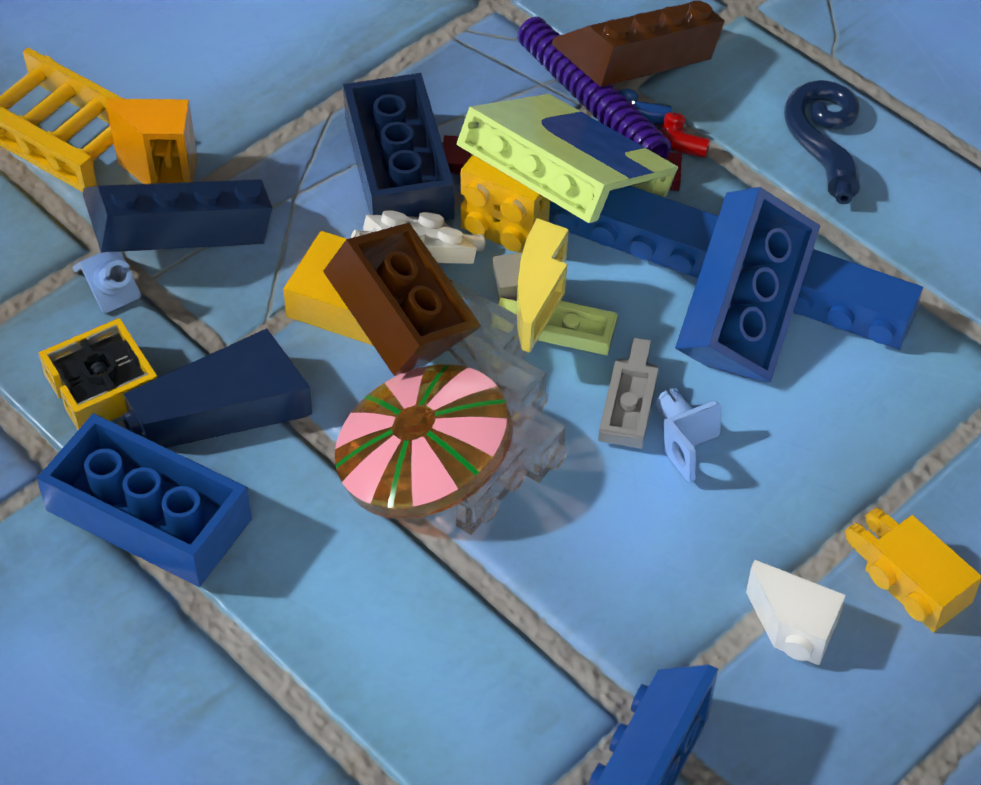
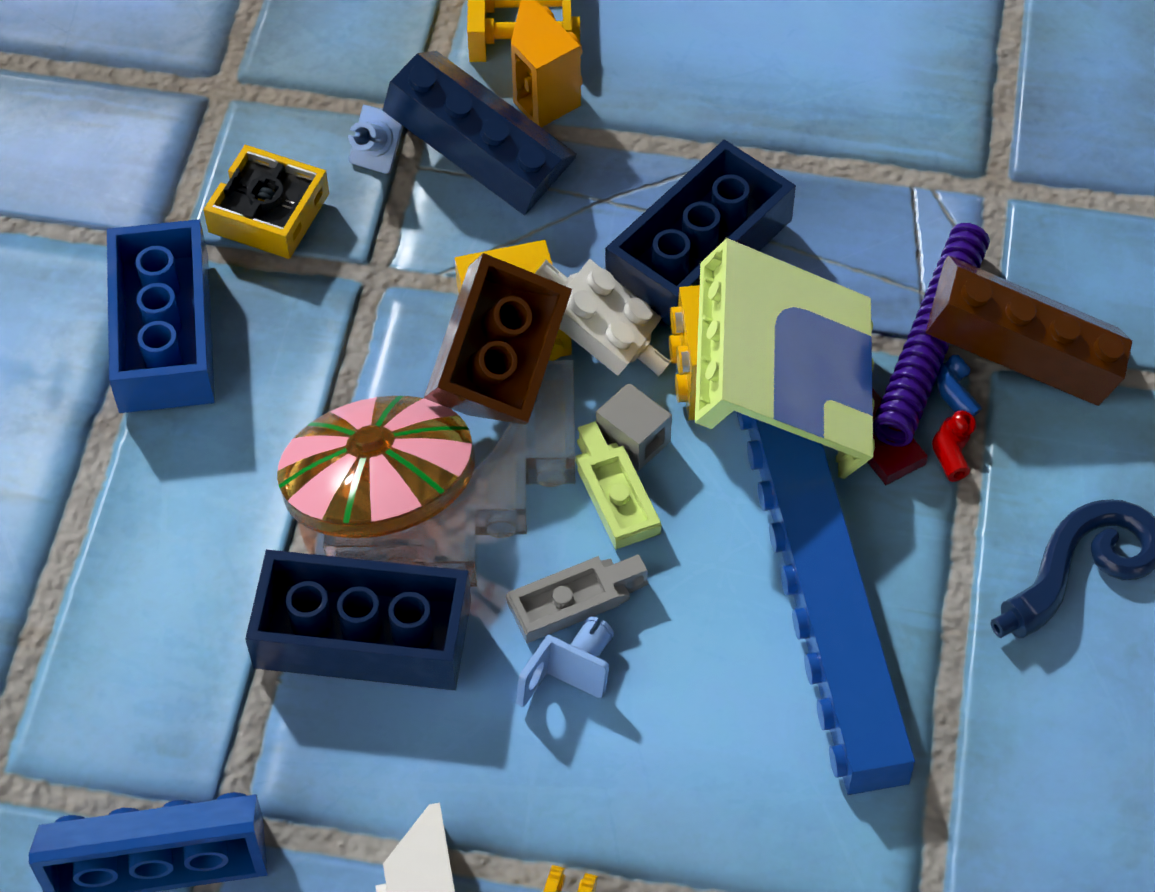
camera: 55 degrees right, 5 degrees up
(220, 394) = (319, 294): dark blue slope -> none
(540, 280) = (610, 433): light yellow slope -> none
(551, 526) = (359, 619): none -> dark blue brick
(748, 285) = (769, 606): blue slope -> none

